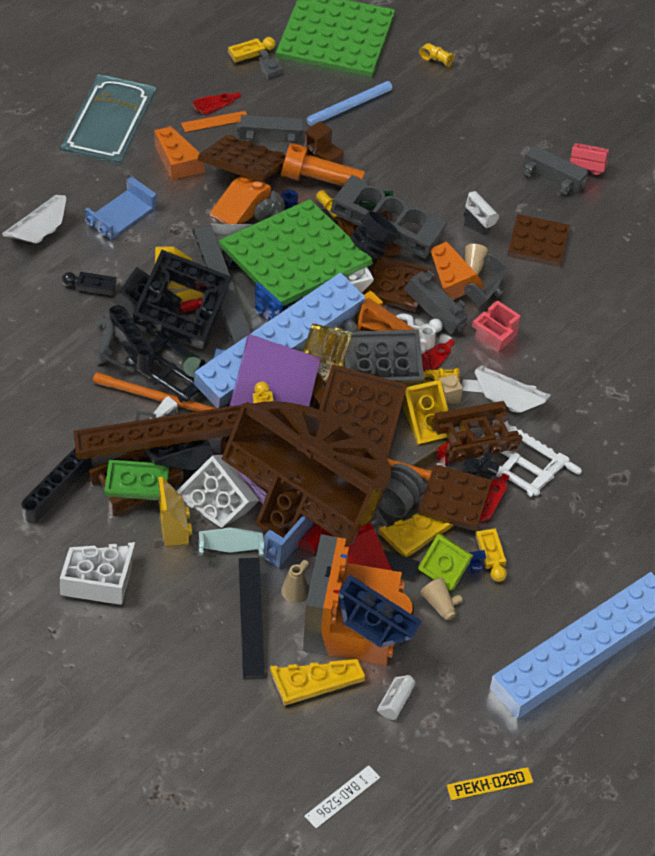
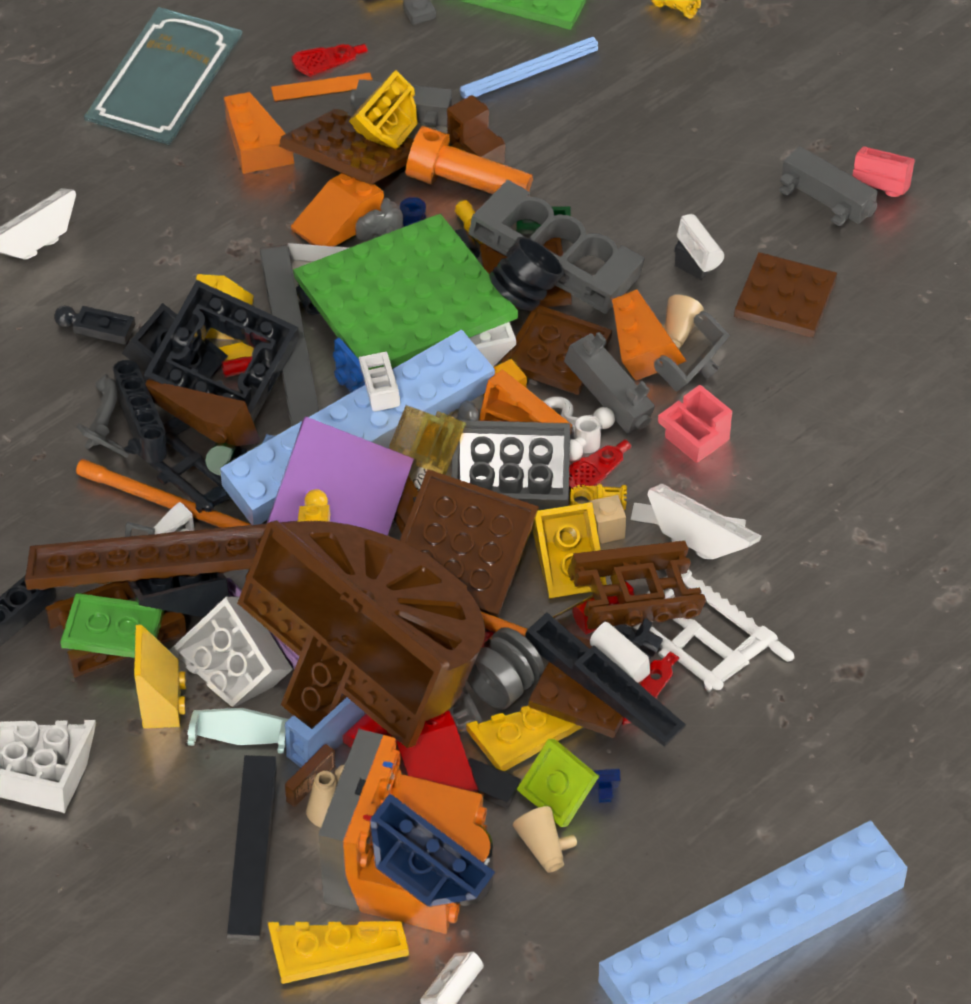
camera: 10 degrees right, 0 degrees up
(123, 210) = (162, 216): medium blue panel -> none
(180, 337) = (210, 414): none -> reddish brown wedge
(264, 135) = (387, 113): none -> yellow wedge
(281, 568) = (302, 781): none -> reddish brown tile
(296, 319) = (382, 397): none -> white slope
(466, 493) = (603, 679): none -> black slope
(475, 474) = (621, 651): none -> white brick
(495, 559) = (635, 774): yellow plate -> none

